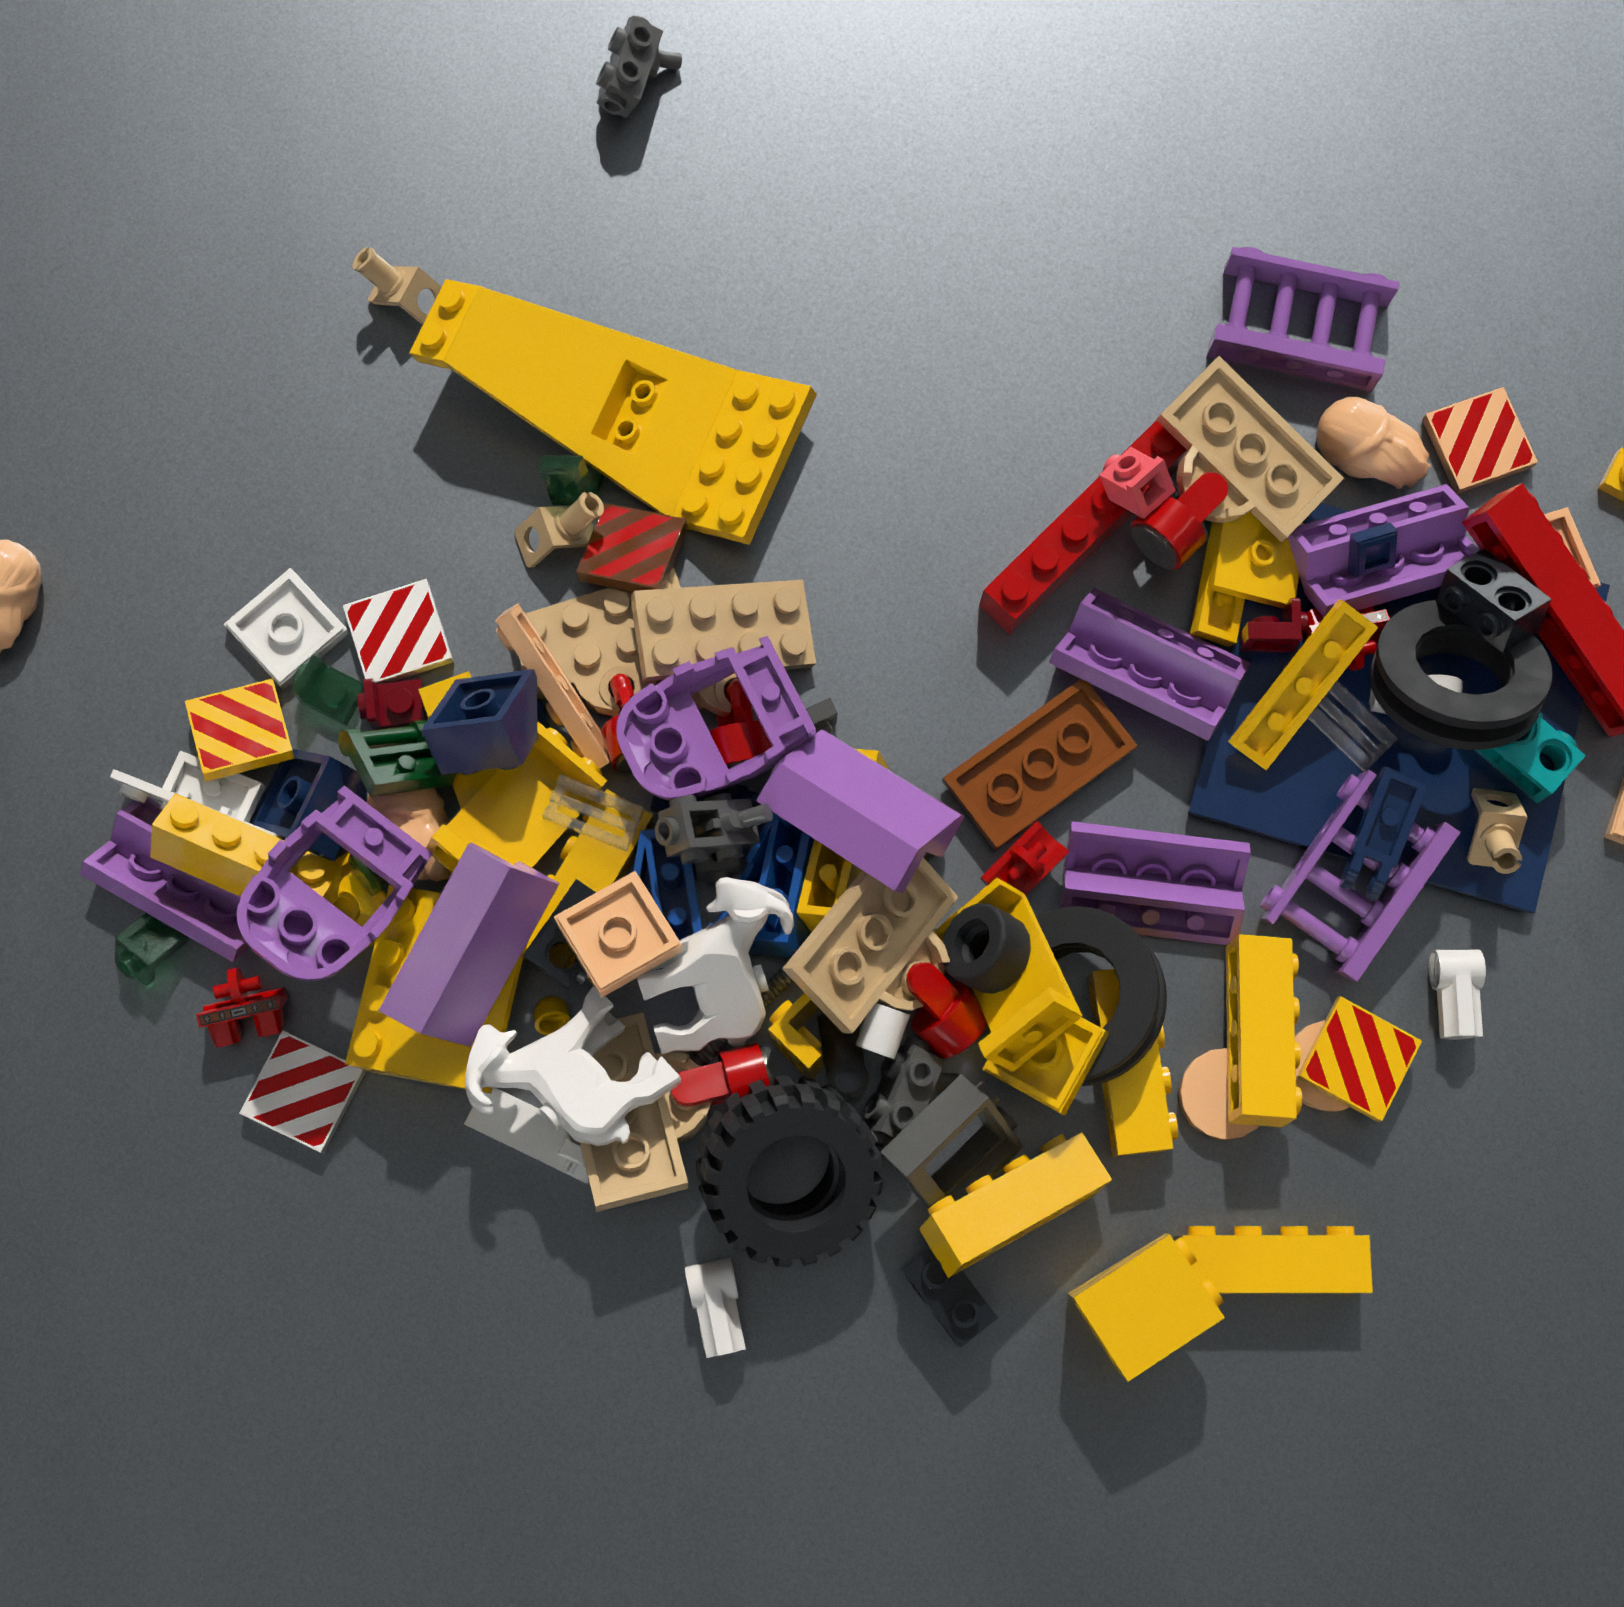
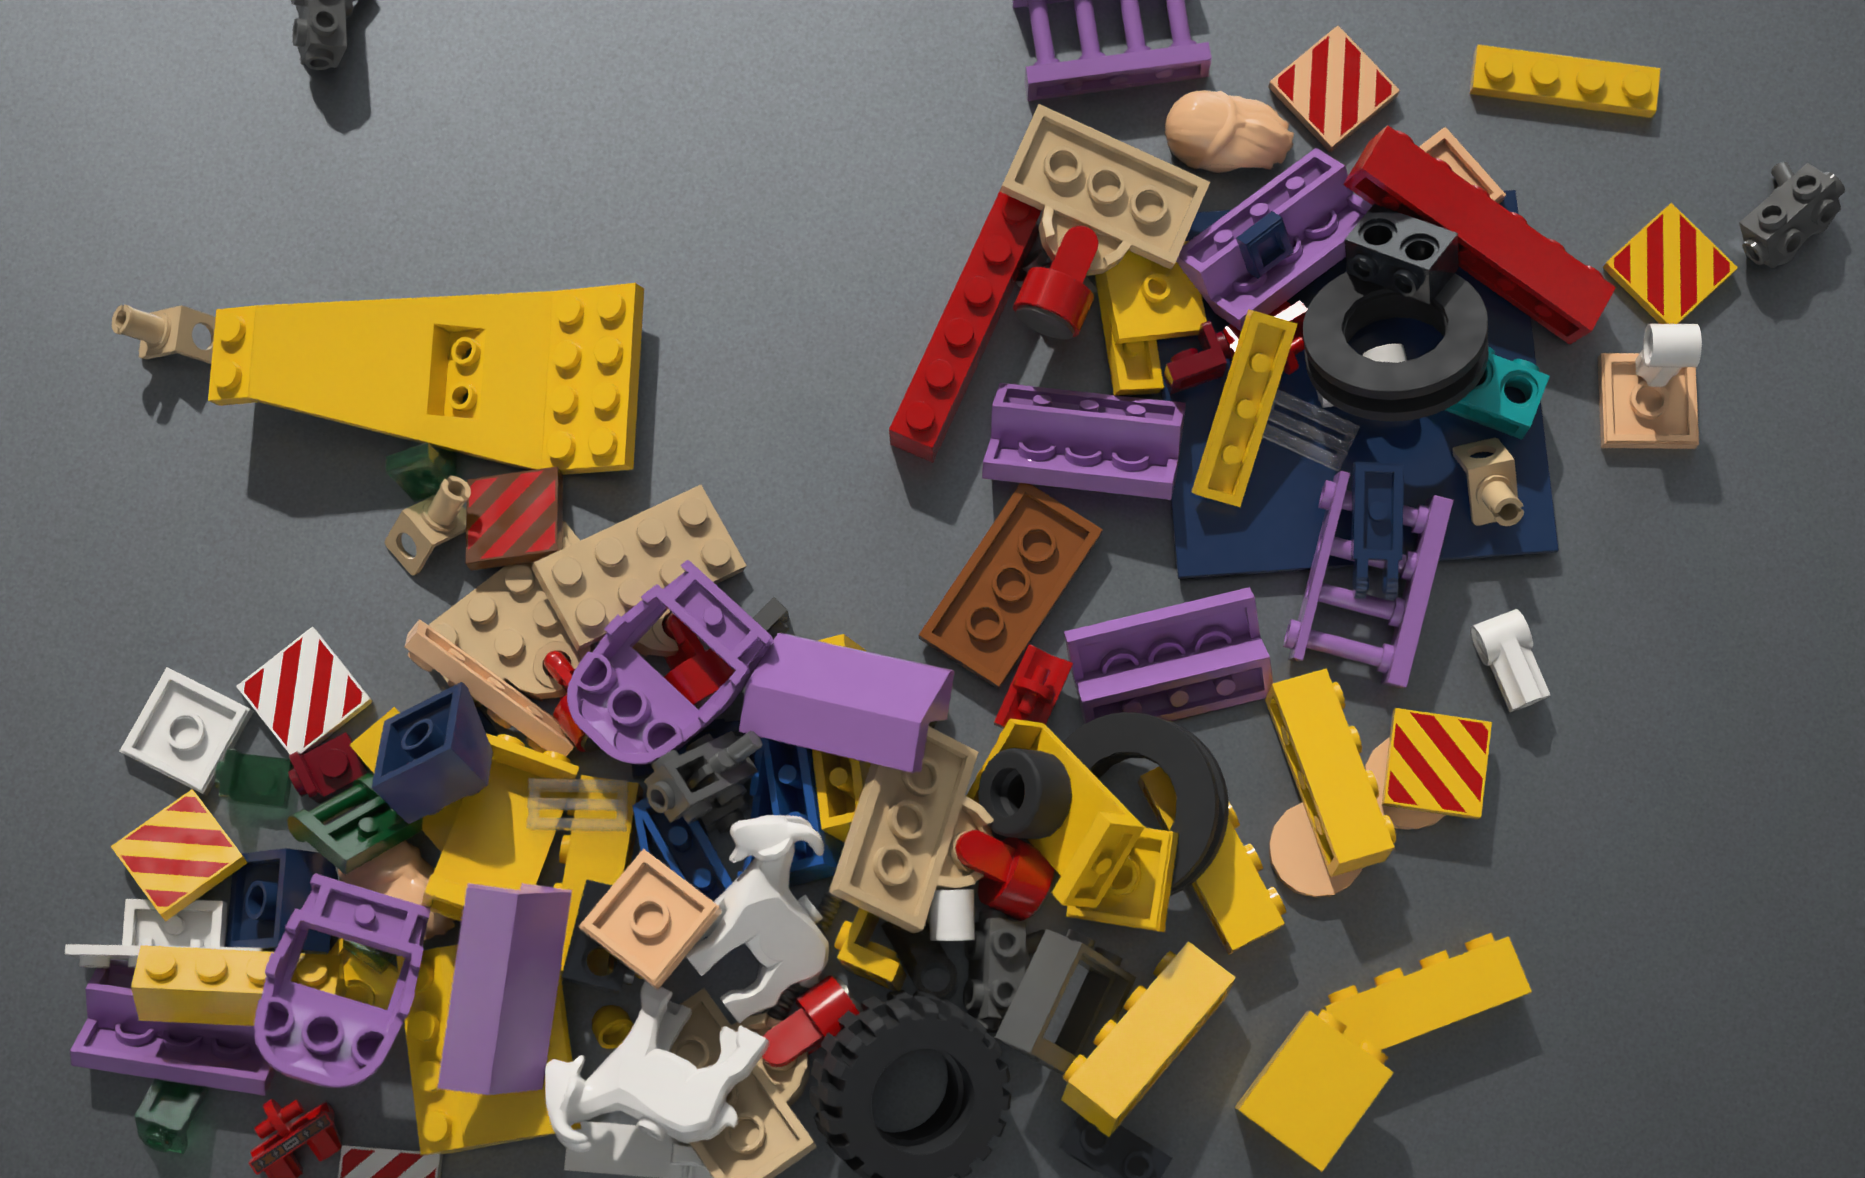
camera: 15 degrees left, 0 degrees up
(1131, 471) = (991, 259): coral brick -> none

